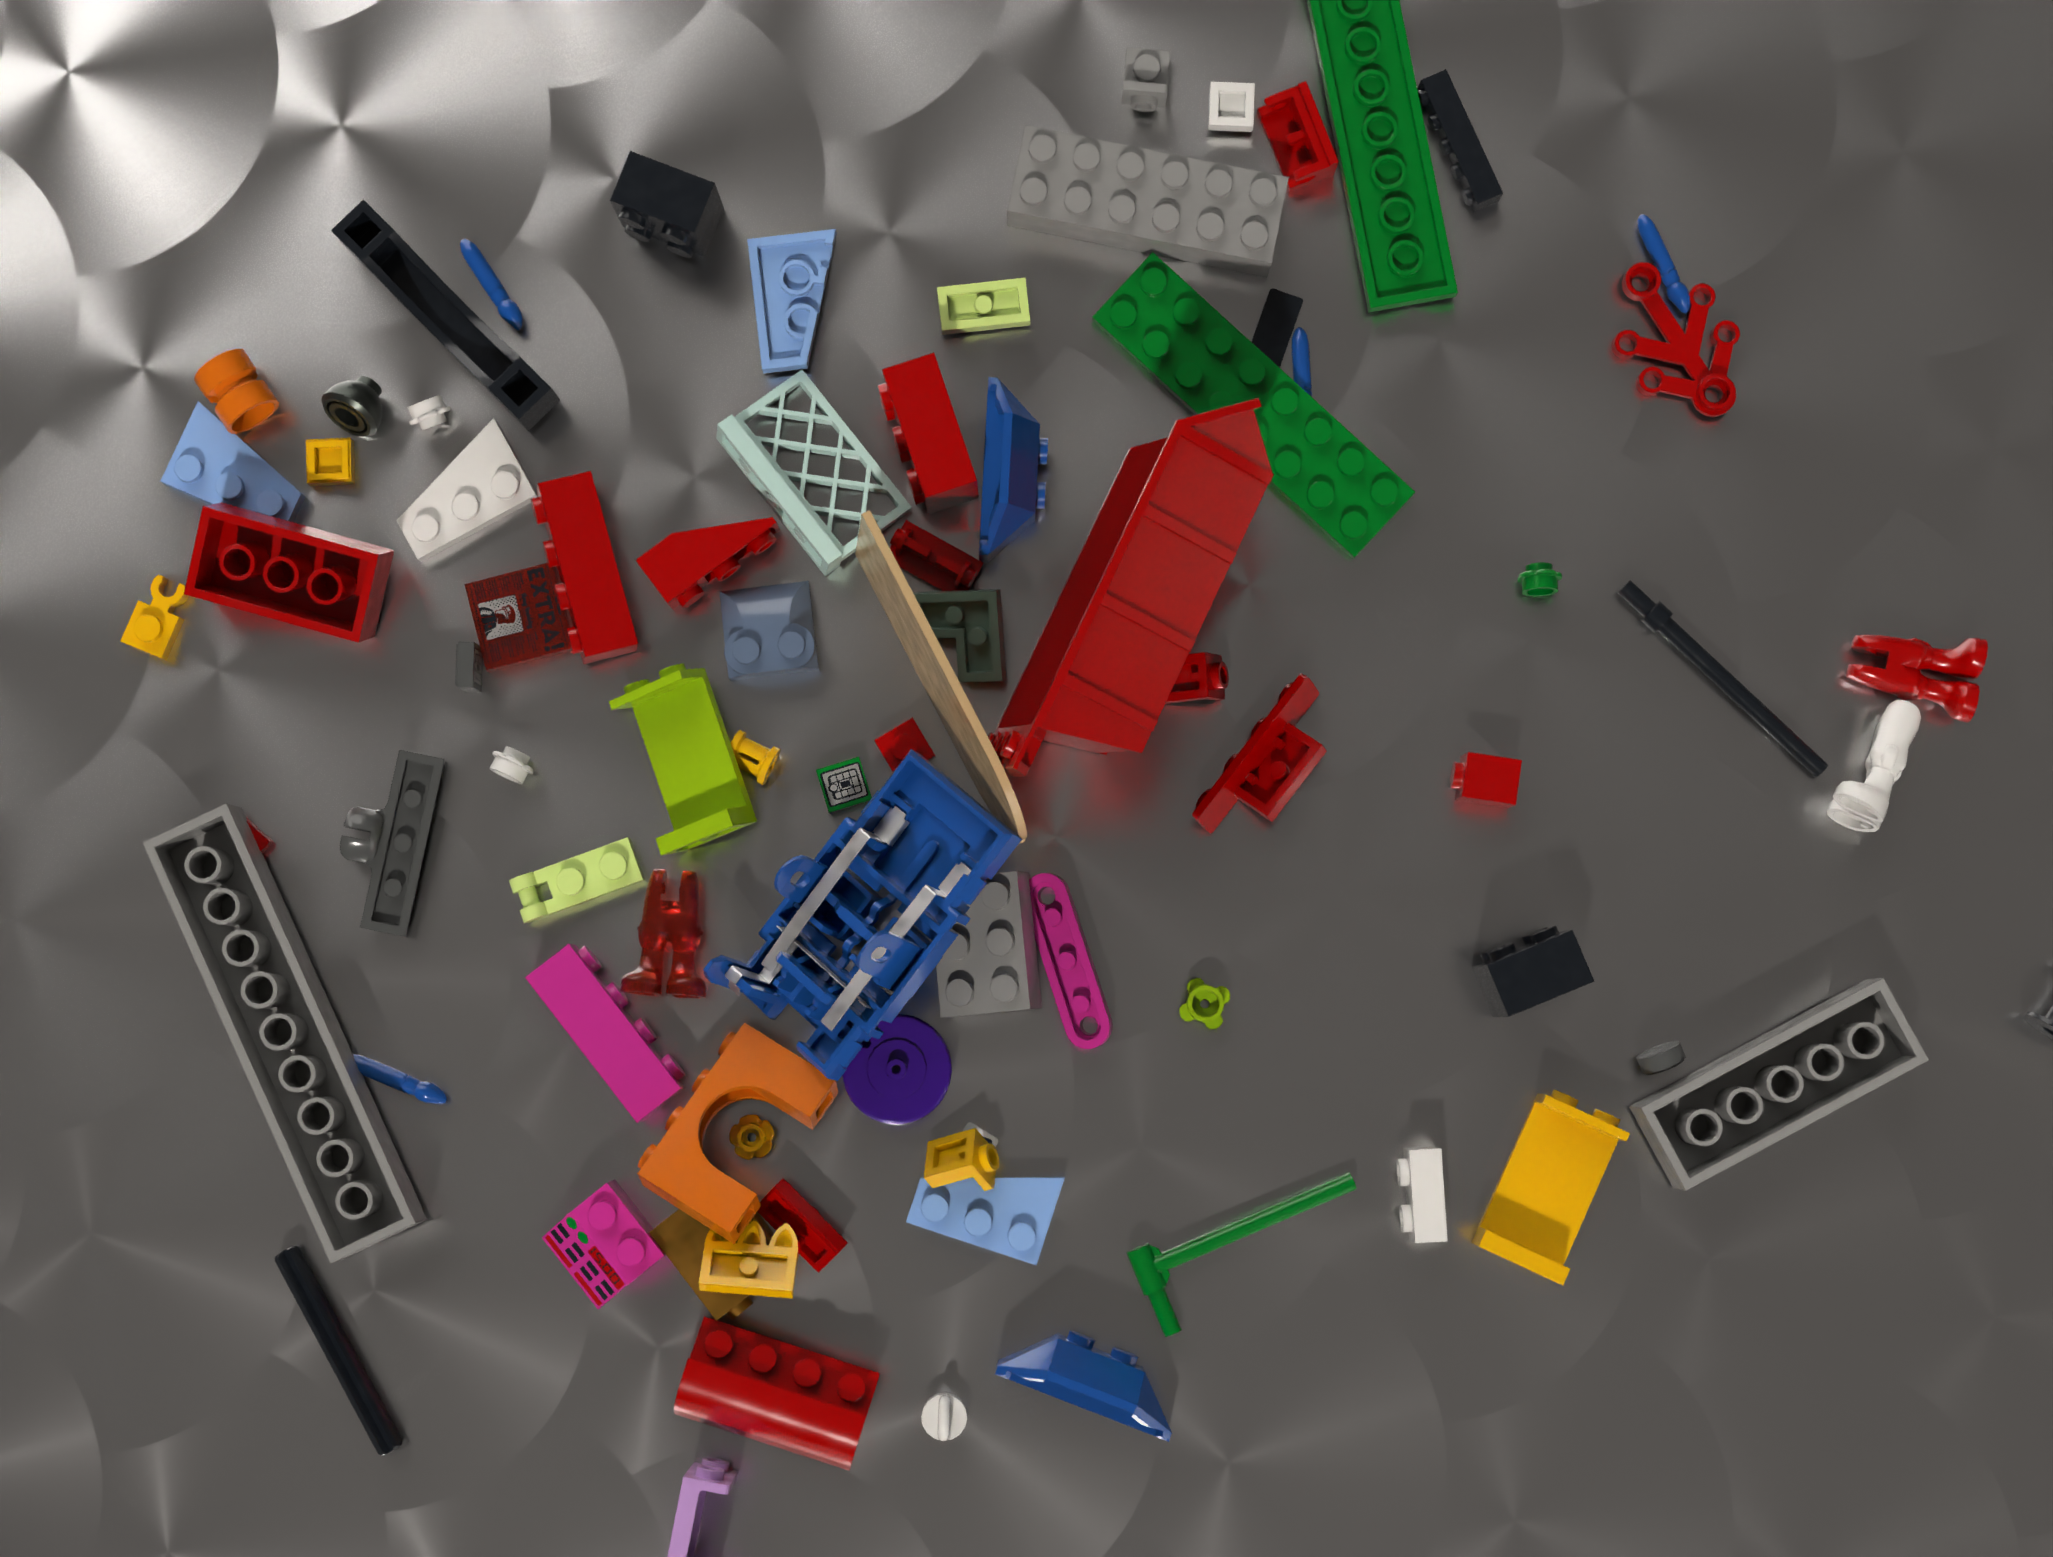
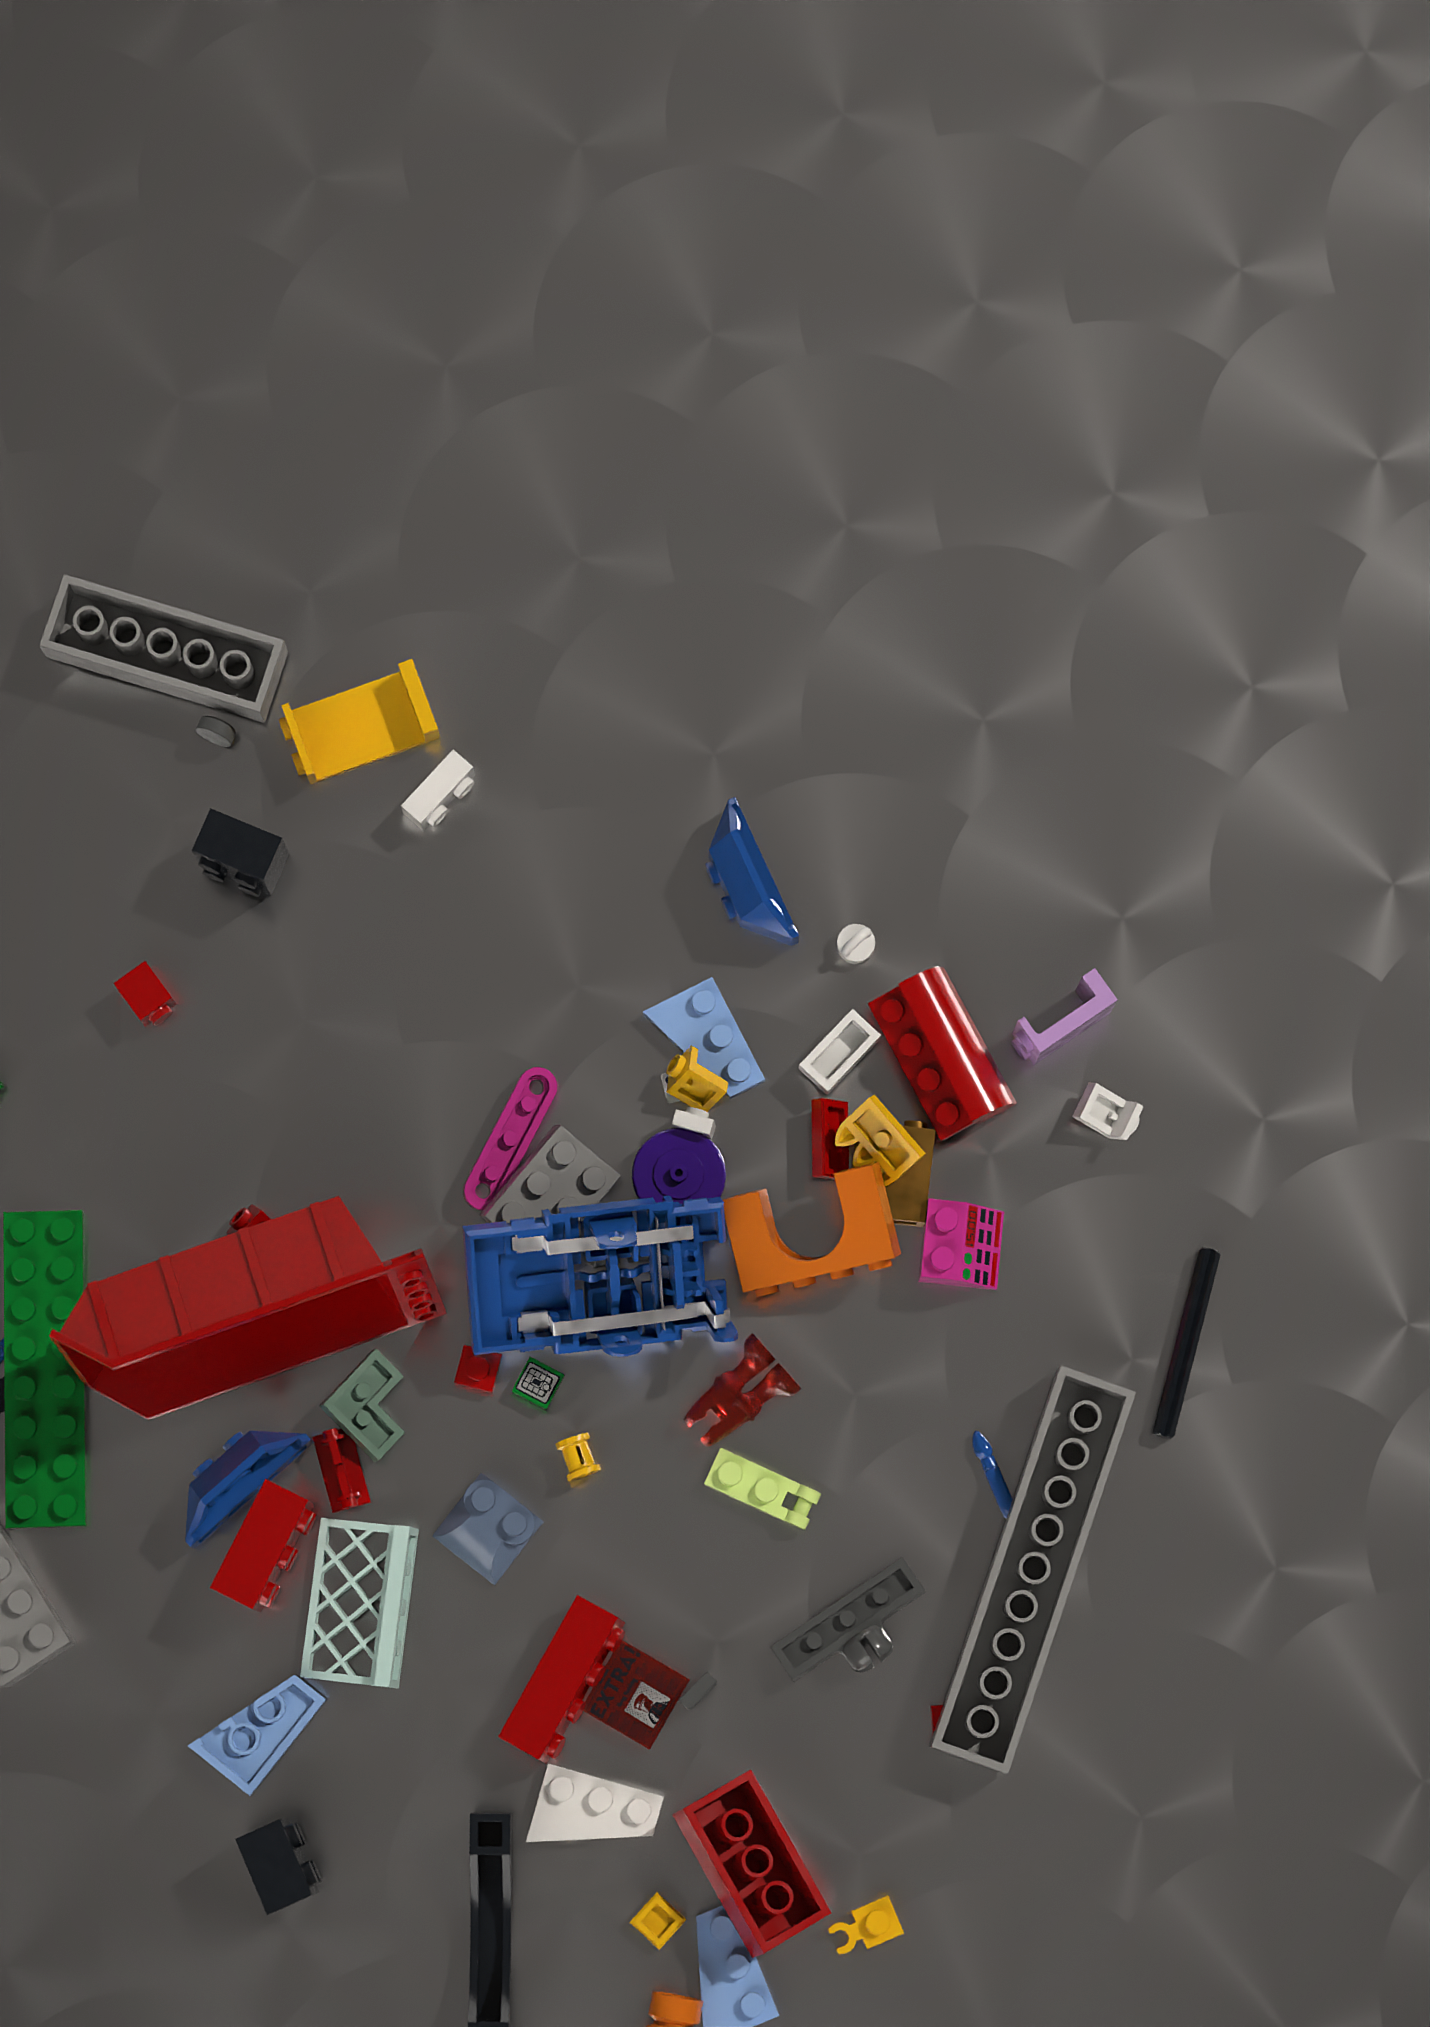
camera: 135 degrees left, 5 degrees down
(354, 406) = (606, 1938): pearl dark grey brick -> none
(429, 412) = (563, 1887): white plate -> none
(506, 307) = (446, 1908): blue piece -> none
(511, 765) = (732, 1602): white plate -> none
(587, 1483) = (1107, 1112): none -> white bracket
(606, 1031) = (834, 1373): dark pink brick -> none
(689, 757) = (616, 1492): lime panel -> none
(694, 558) = (493, 1621): red slope -> none
(751, 1124) = (805, 1232): yellow plate -> none
(864, 1308) = (839, 1052): none -> white piece
(928, 1126) = (694, 1120): none -> white plate
(937, 675) = (412, 1381): tan piece -> none
(983, 306) = (145, 1601): yellowish green plate -> none
(1152, 1266) = (642, 908): green bar -> none
(1192, 1009) = (458, 1021): lime plate -> none
(1270, 762) = (265, 1133): red bracket -> none

